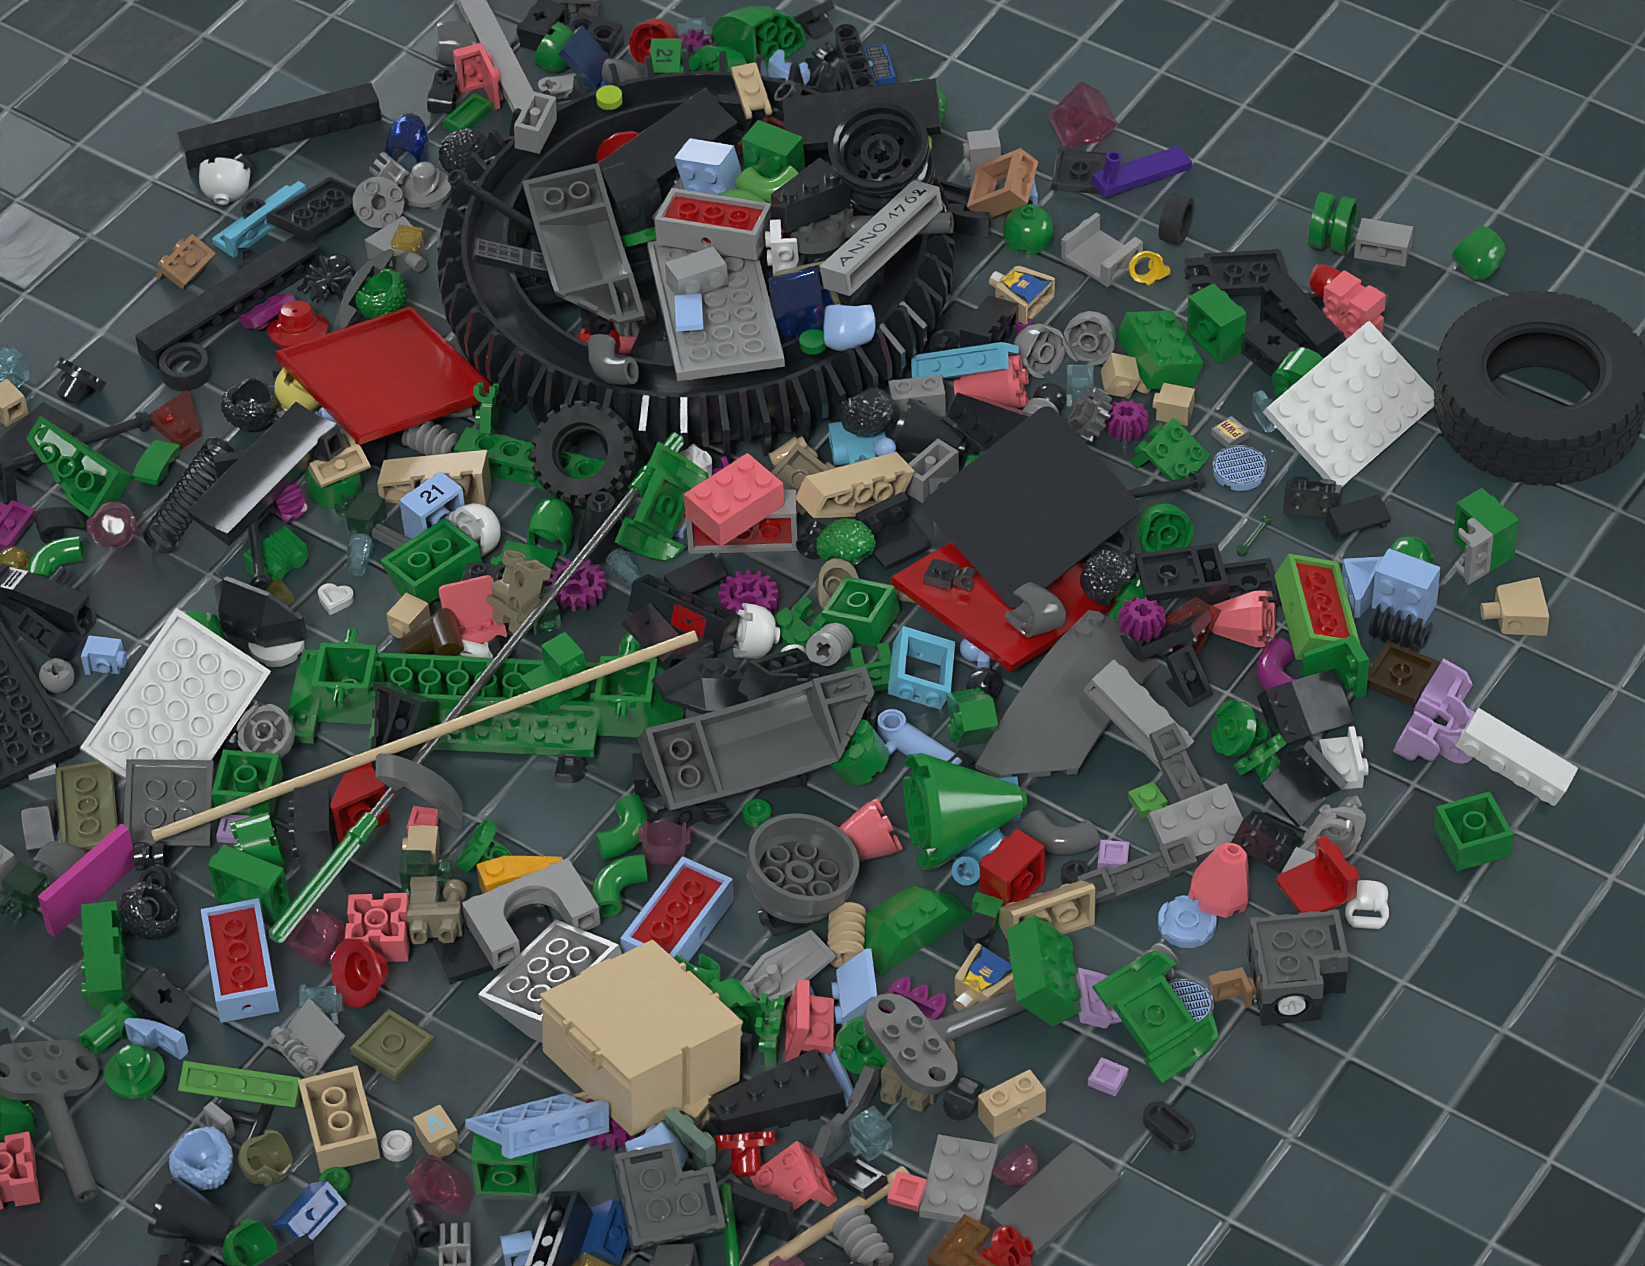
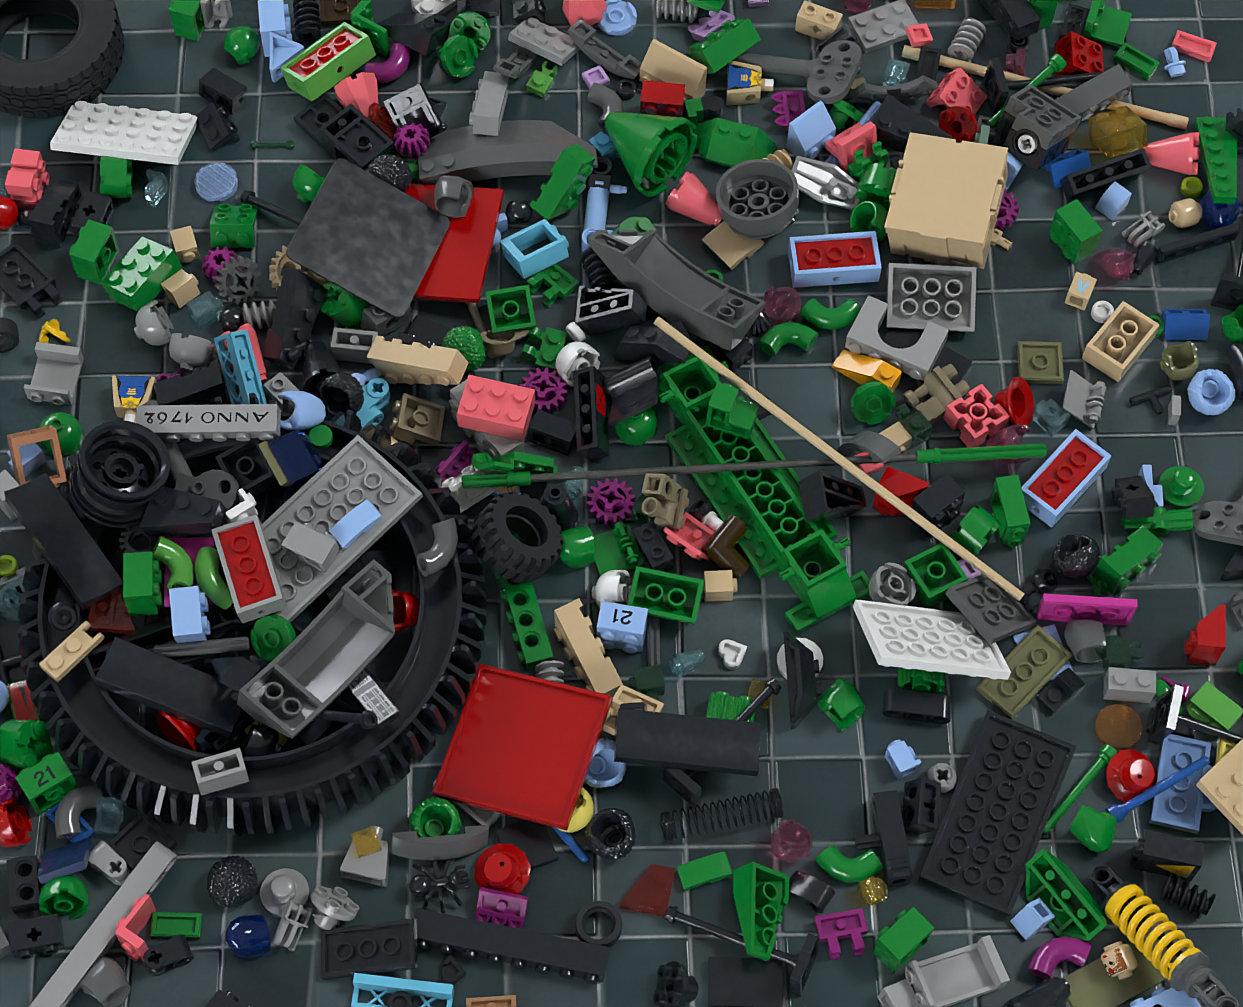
camera: 130 degrees left, 15 degrees up
(240, 1085) = (1141, 411): bright green fence -> none
(488, 414) = (507, 651): green plate -> none
(542, 1124) = (1046, 198): light blue fence -> none
(609, 97) = (145, 750): lime tile -> none
(829, 644) = (559, 304): light grey piece -> none
(945, 574) = (453, 270): black plate -> none
(1230, 432) = (186, 204): tile -> none

